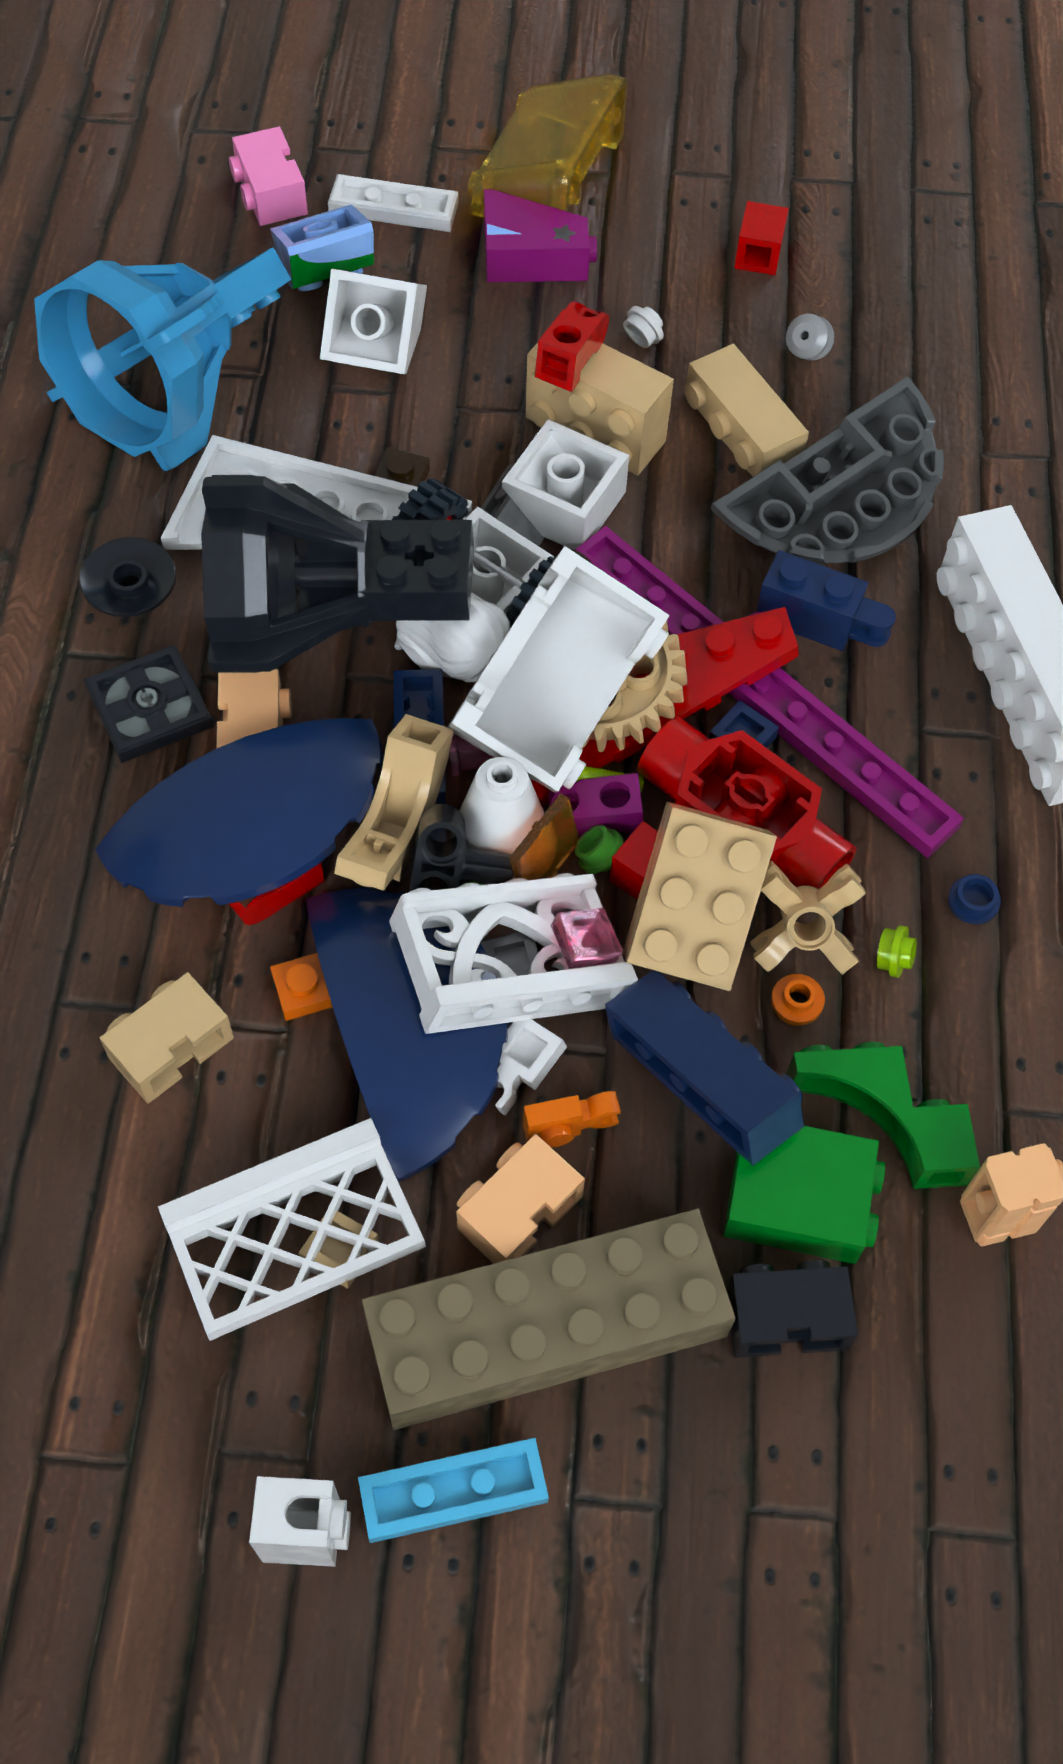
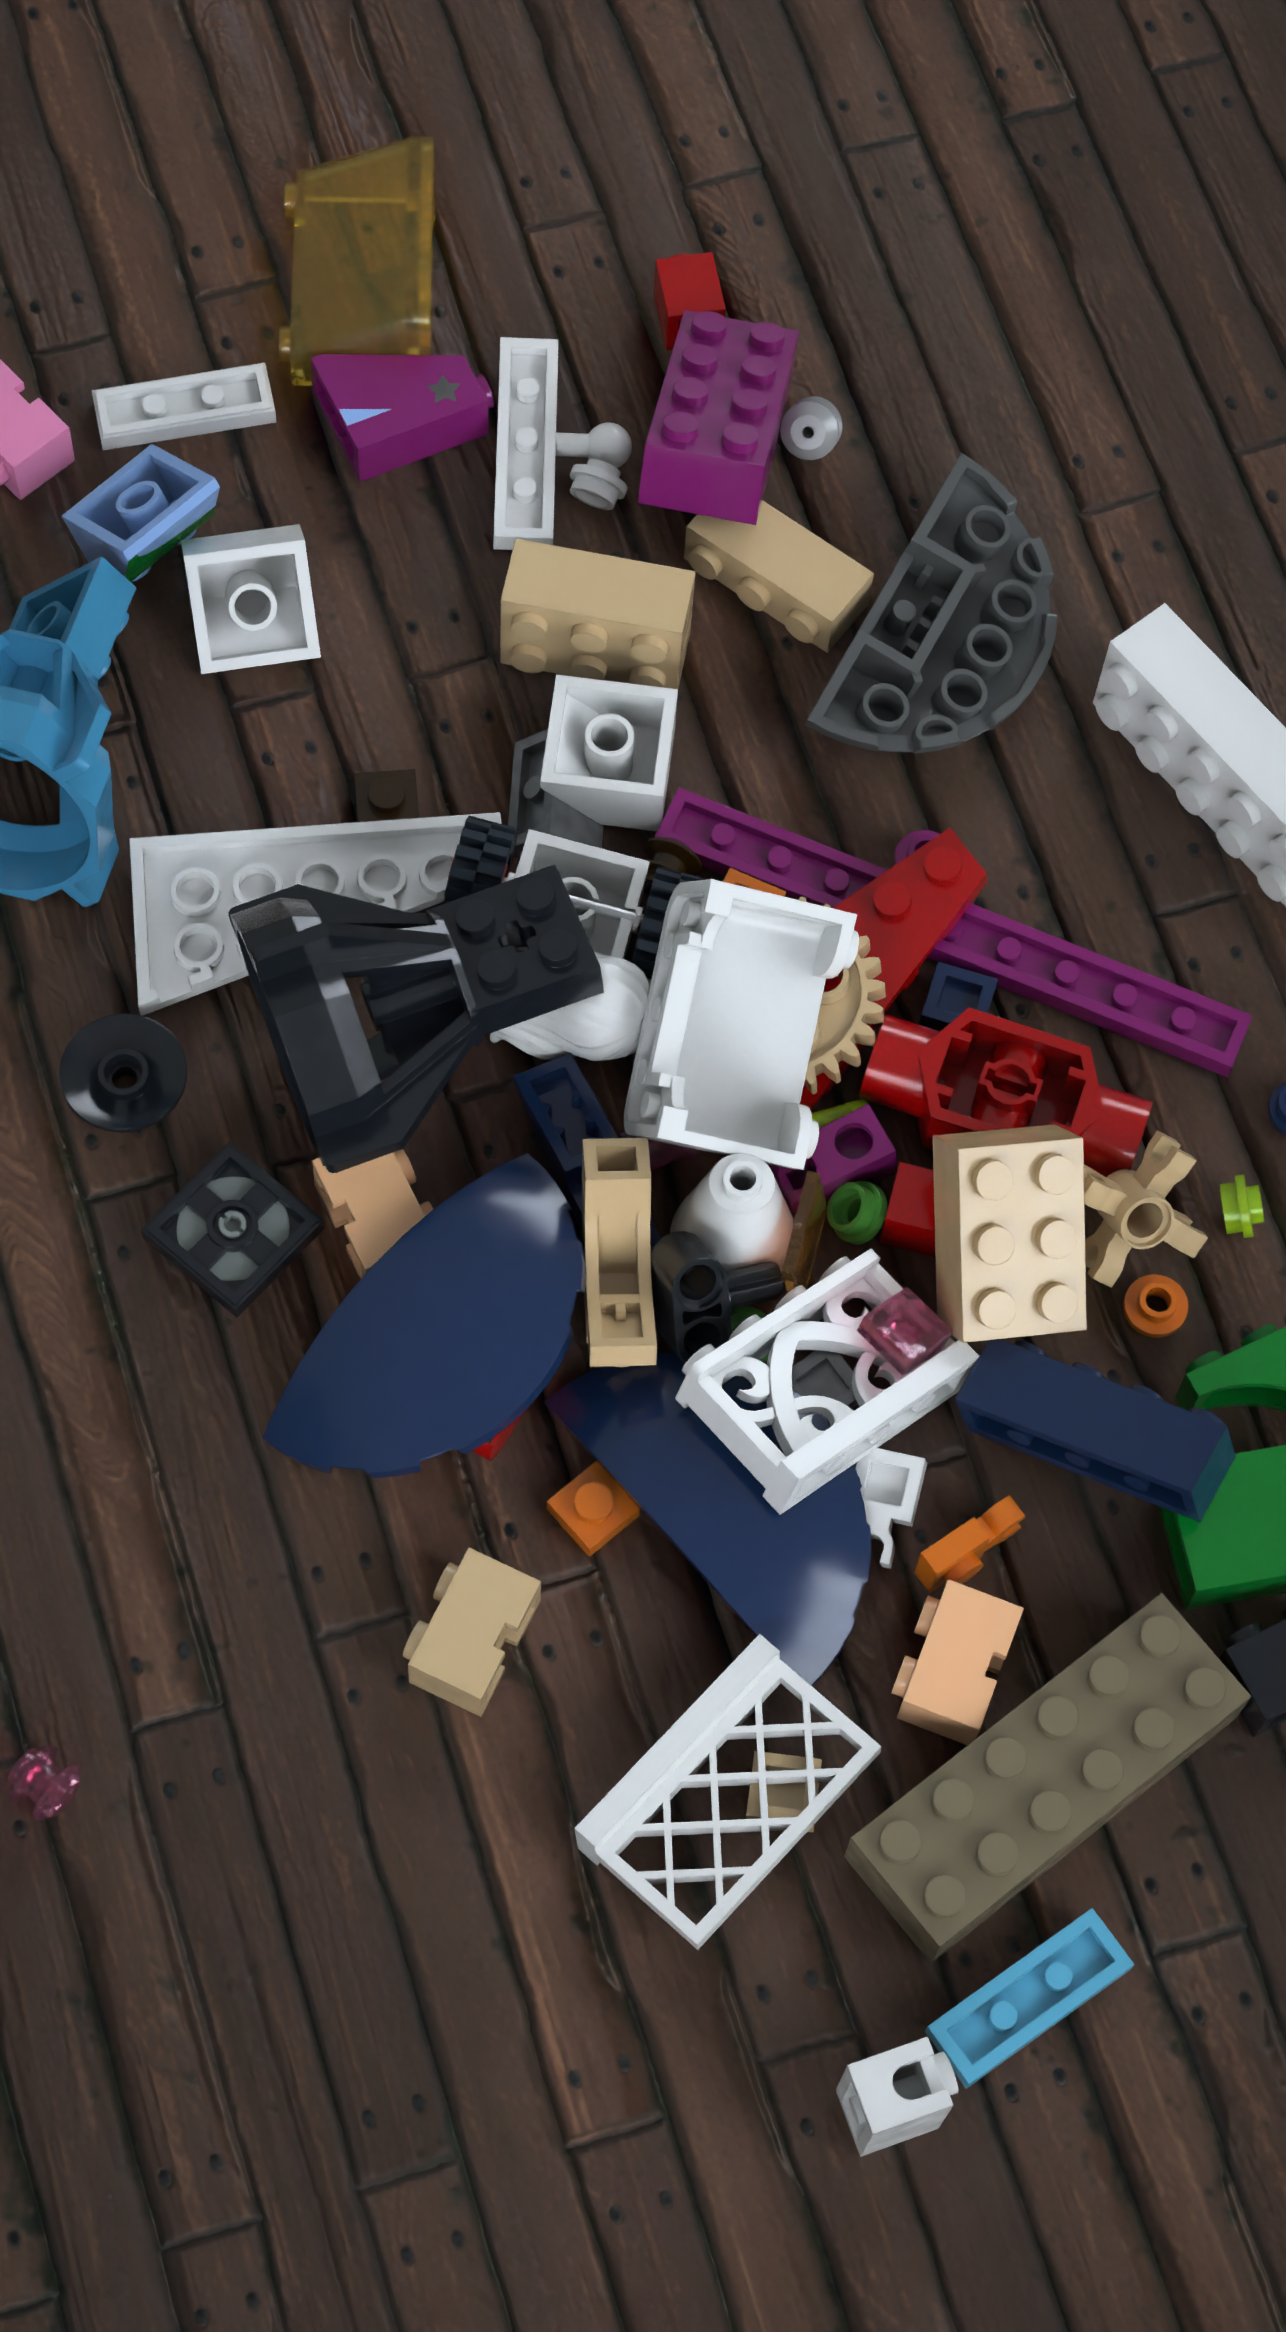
camera: 25 degrees left, 5 degrees up
(570, 344) = (557, 576): red leg -> none
(618, 272) = (530, 442): none -> white plate
(741, 301) = (718, 417): none -> magenta brick
(825, 603) = (983, 797): dark blue brick -> none

